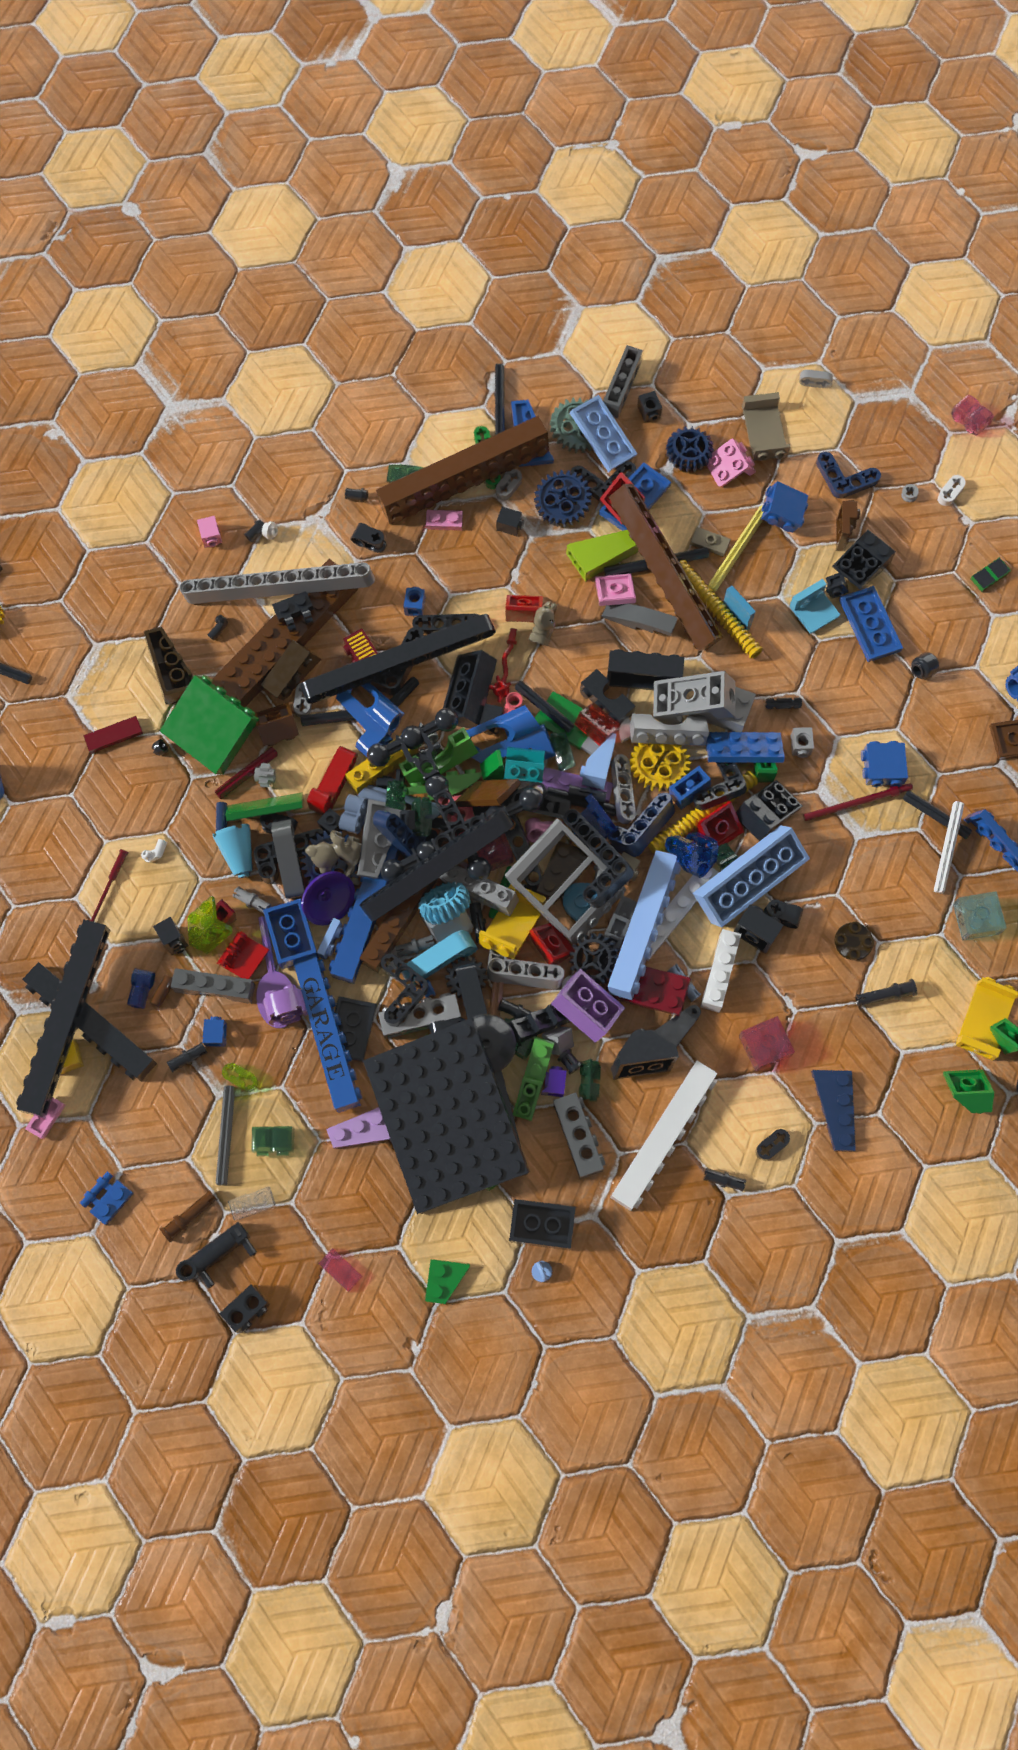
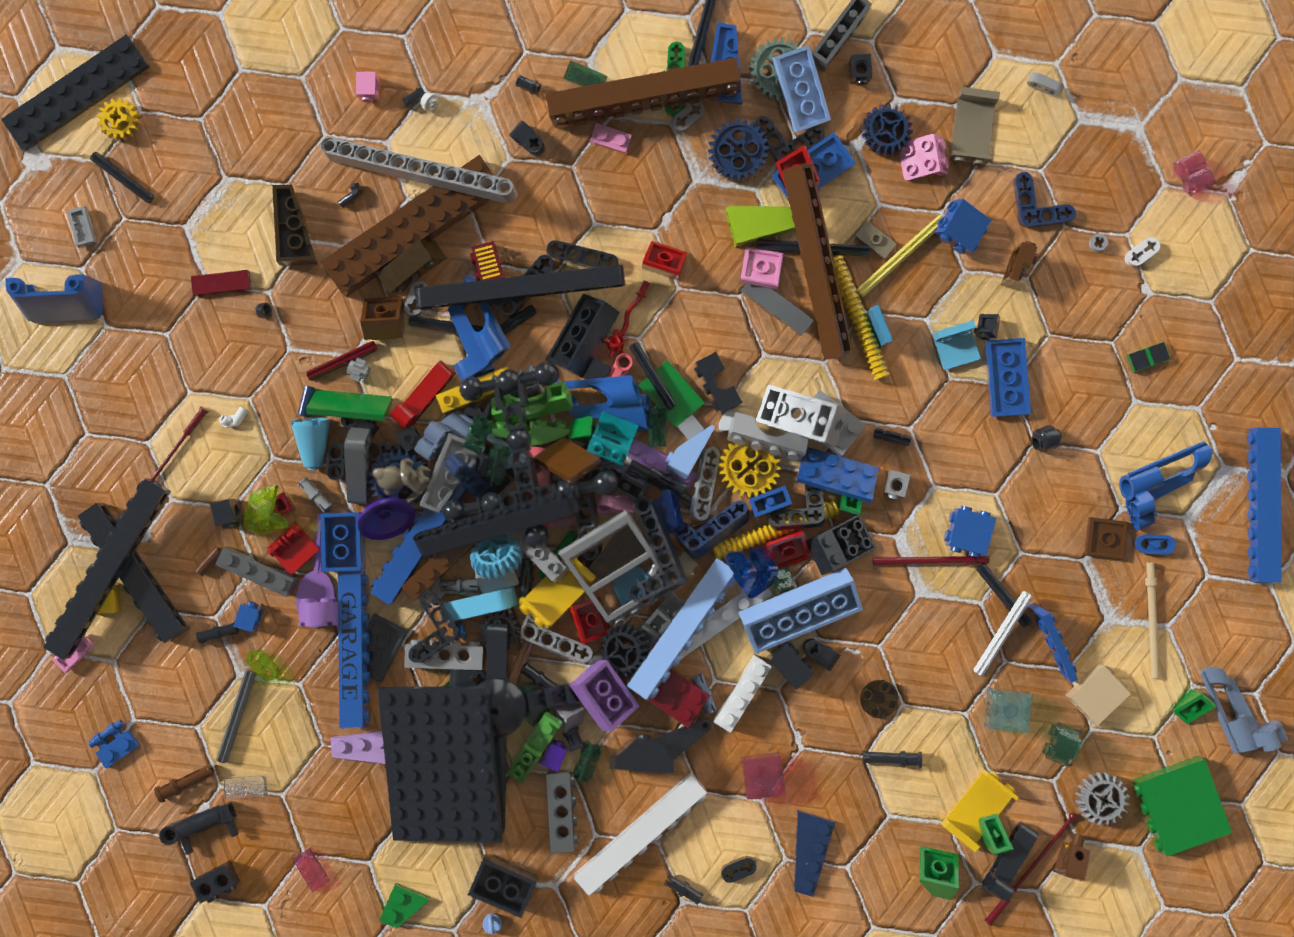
camera: 15 degrees right, 15 degrees up
(141, 983) = (191, 547): clear blue piece -> none
(209, 724) = (314, 304): green brick -> none
(272, 1140) = (277, 735): clear green brick -> none
(292, 607) = (428, 201): black plate -> none
(327, 946) = (385, 549): light blue plate -> none
(414, 608) = (555, 232): blue brick -> none
(509, 521) = (676, 161): black brick -> none
(544, 624) = (676, 289): dark tan animal -> none
(596, 723) = (699, 409): clear red bracket -> none
(640, 669) = (762, 367): black piece -> none
(864, 559) = (1023, 308): black slope -> none

